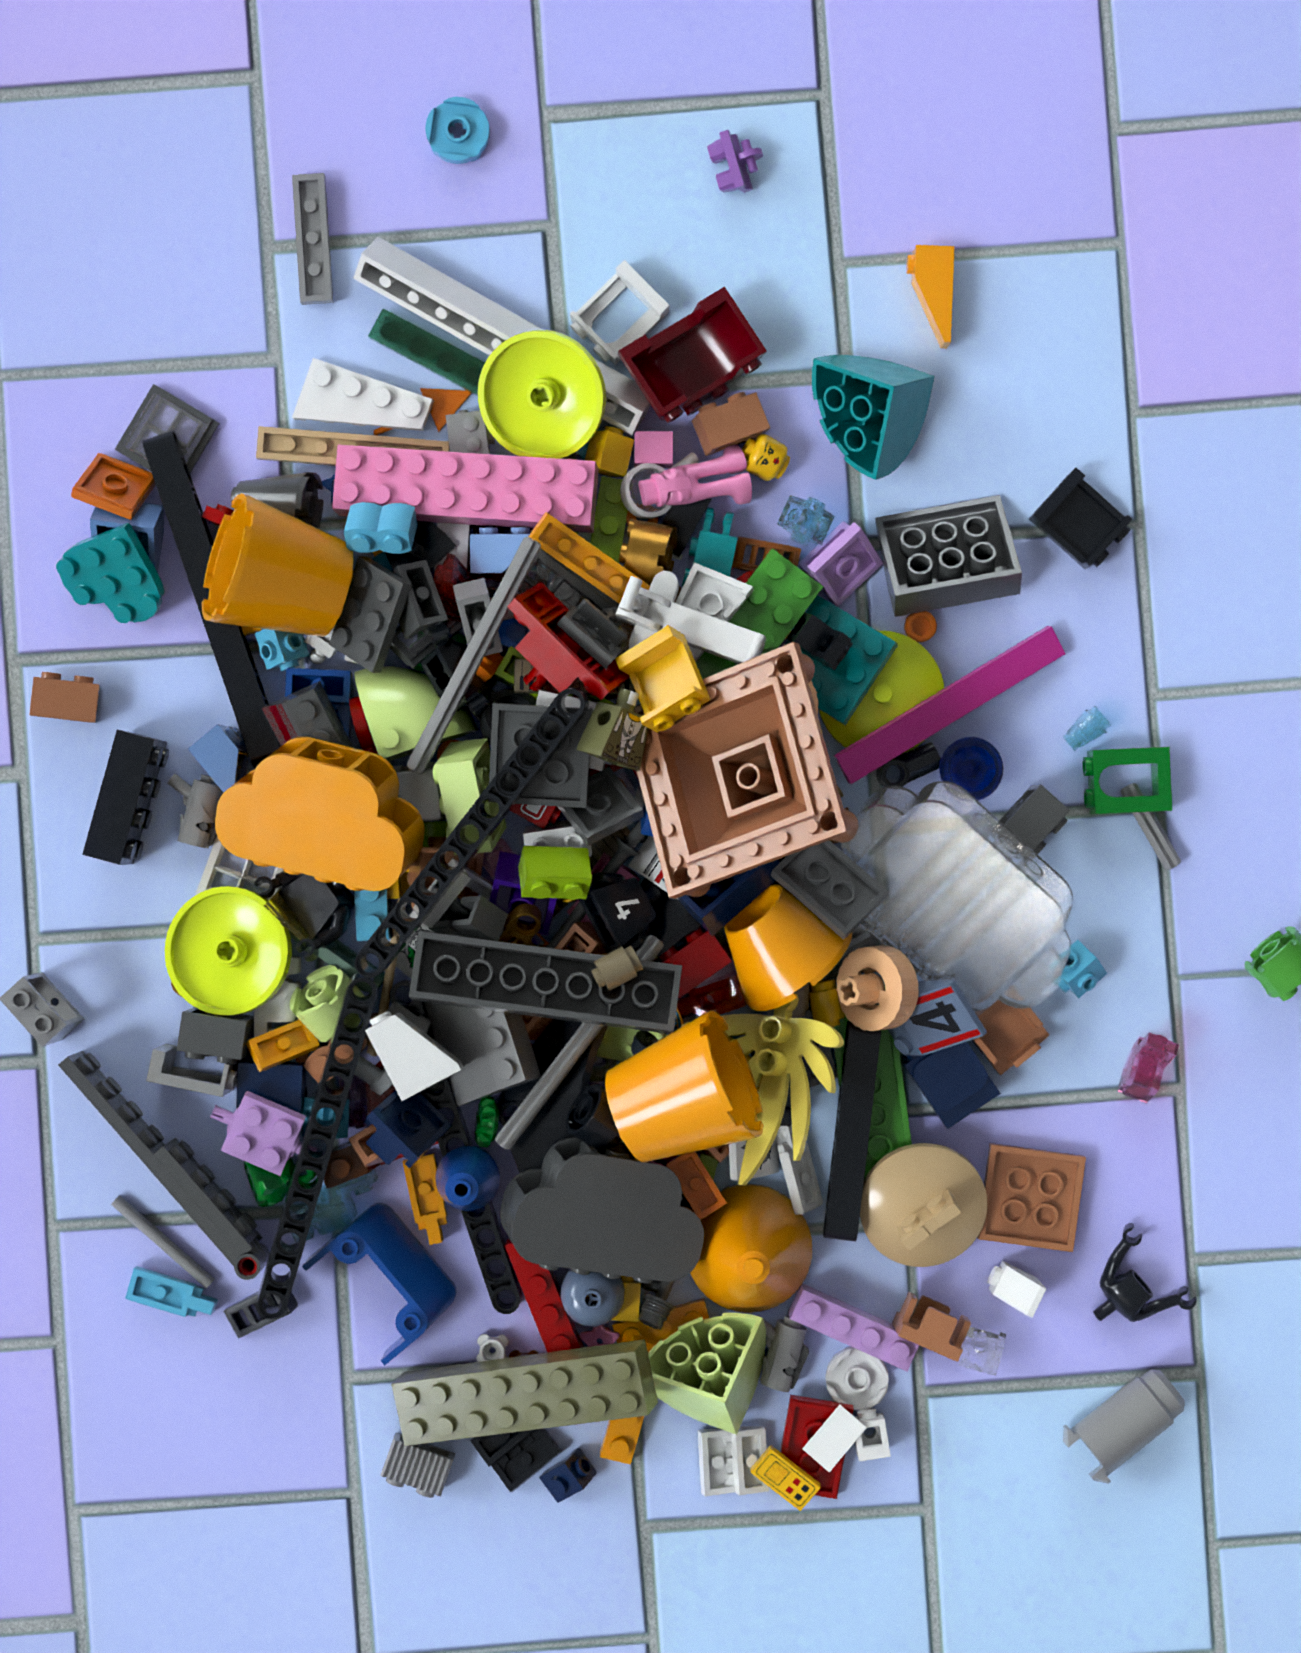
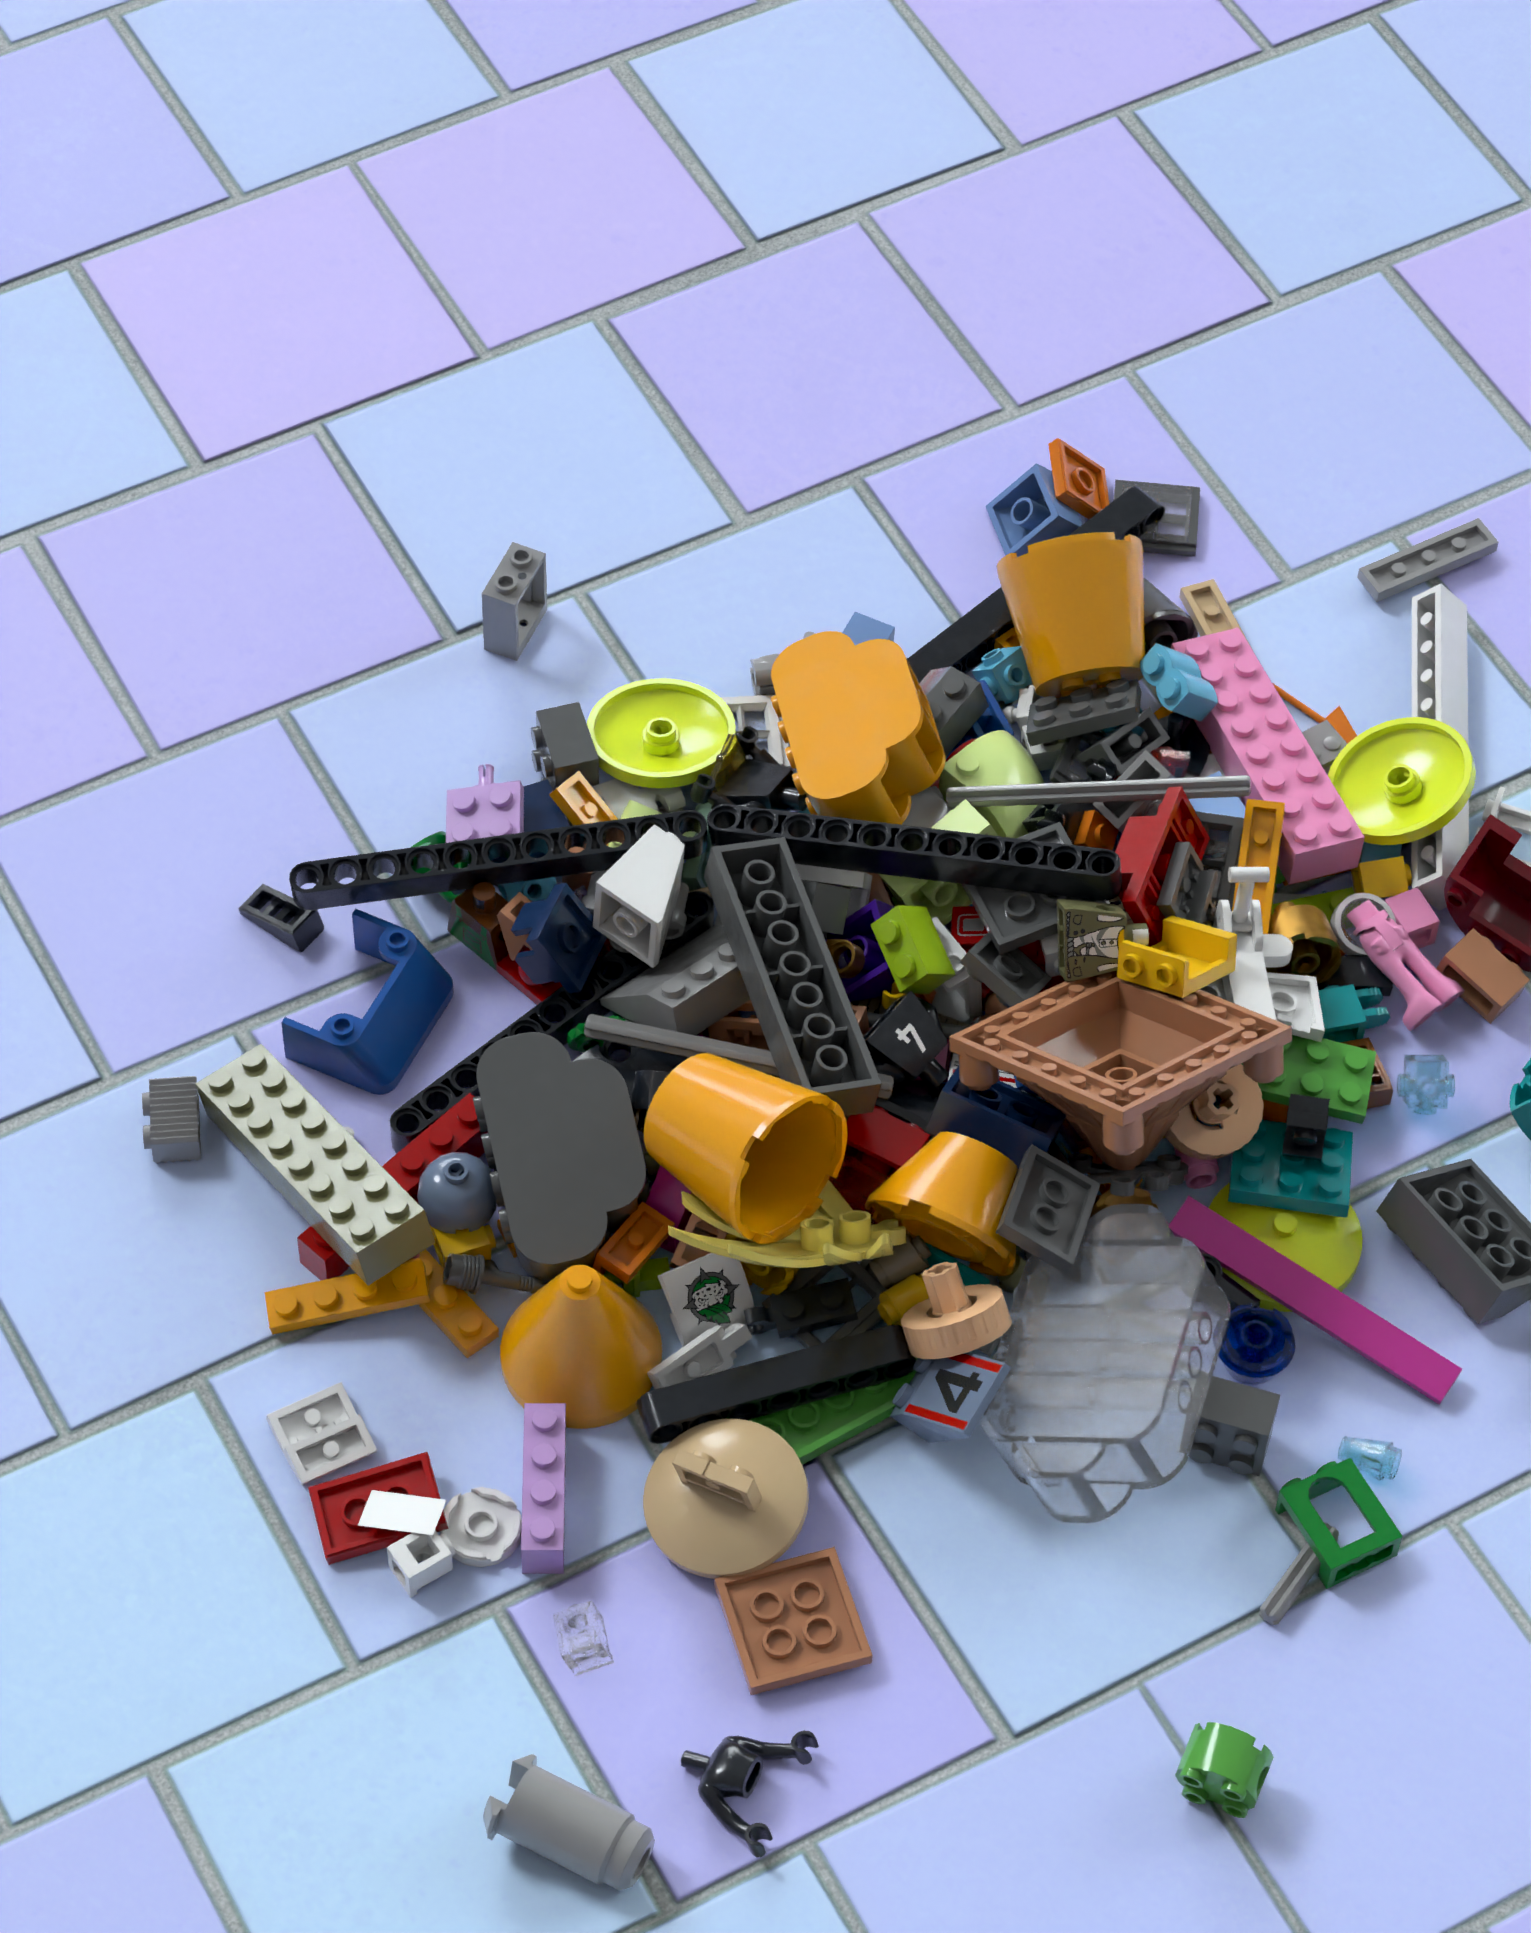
camera: 65 degrees right, 35 degrees down
(64, 699) = (842, 519): nougat brick -> none
(114, 572) = (991, 512): teal plate -> none
(125, 798) = (771, 596): black brick -> none
(162, 1241) = (312, 806): light grey bar -> none
(164, 1072) = (510, 734): light grey panel -> none
(168, 1293) = (259, 827): medium azure hinge -> none
(174, 1168) = (404, 768): dark grey hinge -> none
(336, 1206) = (438, 932): clear light blue plate -> none
(355, 399) = (1294, 654): white wing -> none
(426, 1202) = (482, 1018): light orange hinge -> none
(427, 351) = (1380, 680): clear green plate -> none
(469, 1167) = (526, 1007): blue cone -> none
(517, 1454) = (236, 1211): black slope -> none
(568, 1476) = (228, 1269): dark blue bracket -> none
(616, 968) = (846, 1012): dark tan brick -> none
(711, 1368) = (425, 1353): yellowish green brick -> none
(766, 457) = (1467, 1023): yellow head -> none
(785, 1354) = (477, 1431): light grey piece -> none
(785, 1478) = (328, 1485): yellow tile -> none
(842, 562) = (1401, 1132): lavender bracket -> none
(920, 626) = (1381, 1249): orange tile -> none
(931, 1326) = (588, 1556): nougat panel -> none
(952, 1082) = (889, 1473): dark blue brick -> none
(1010, 1036) = (975, 1512): nougat panel -> none
(1016, 1288) = (677, 1642): white slope -> none
(1081, 971) = (1088, 1552): medium azure brick -> none
(1145, 1066) = (1016, 1678): clear pink brick -> none

